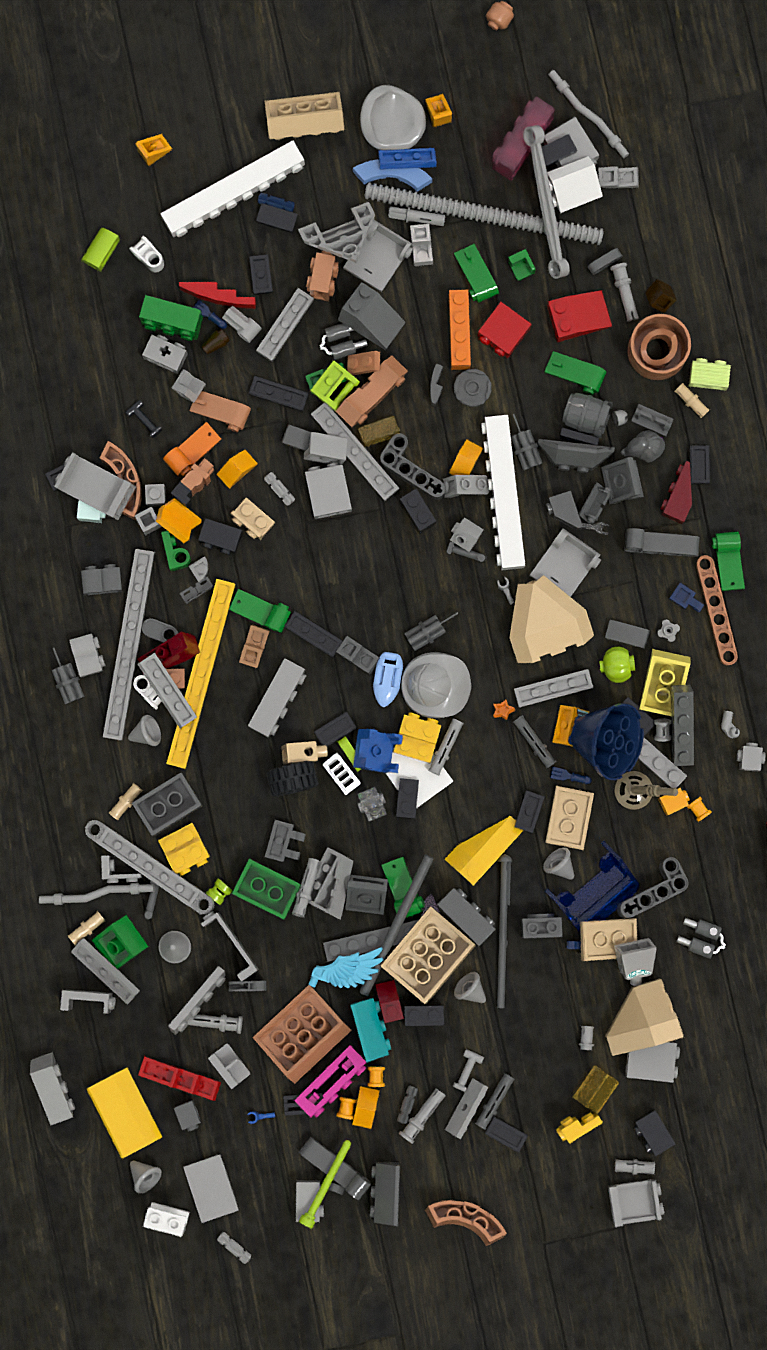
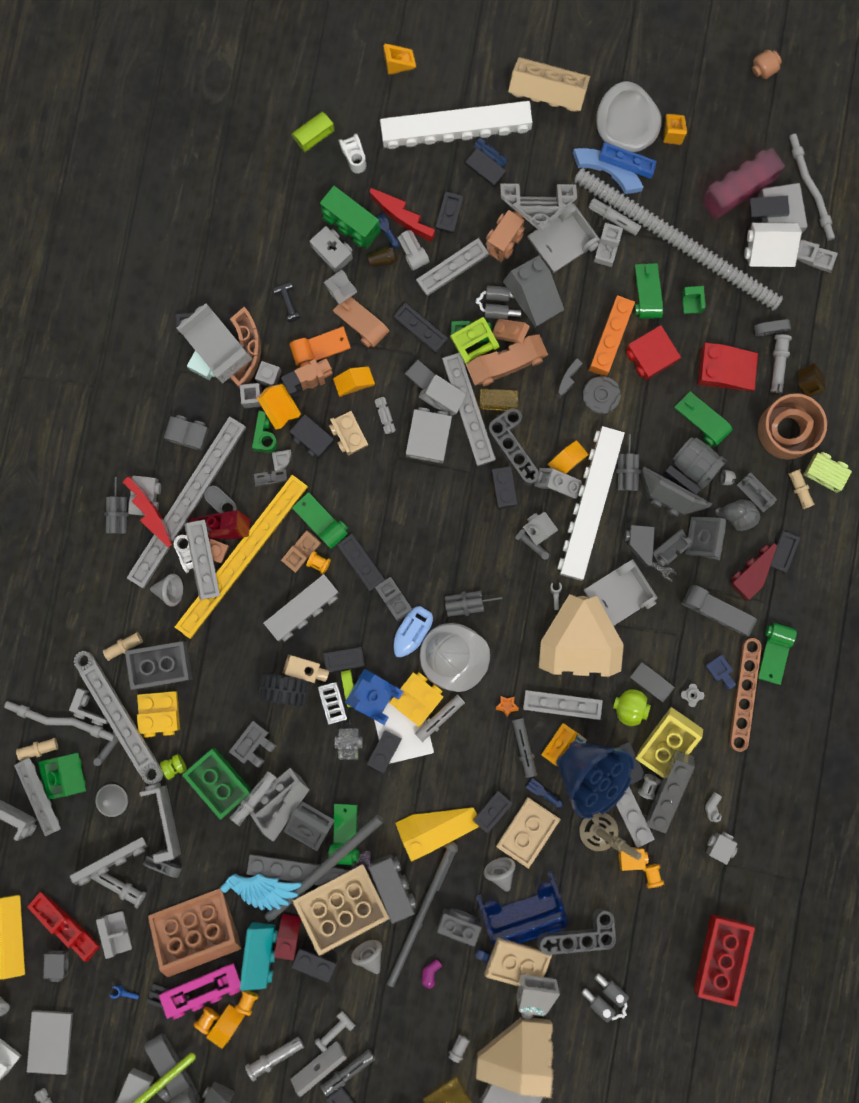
camera: 25 degrees right, 0 degrees up
(105, 671) = (152, 517): none -> red slope
(274, 650) = (318, 562): none -> light orange bush
(407, 1104) = (265, 1040): dark grey axle -> none
(531, 982) = (428, 973): none -> magenta arm
(546, 201) = (741, 248): light grey piece -> none

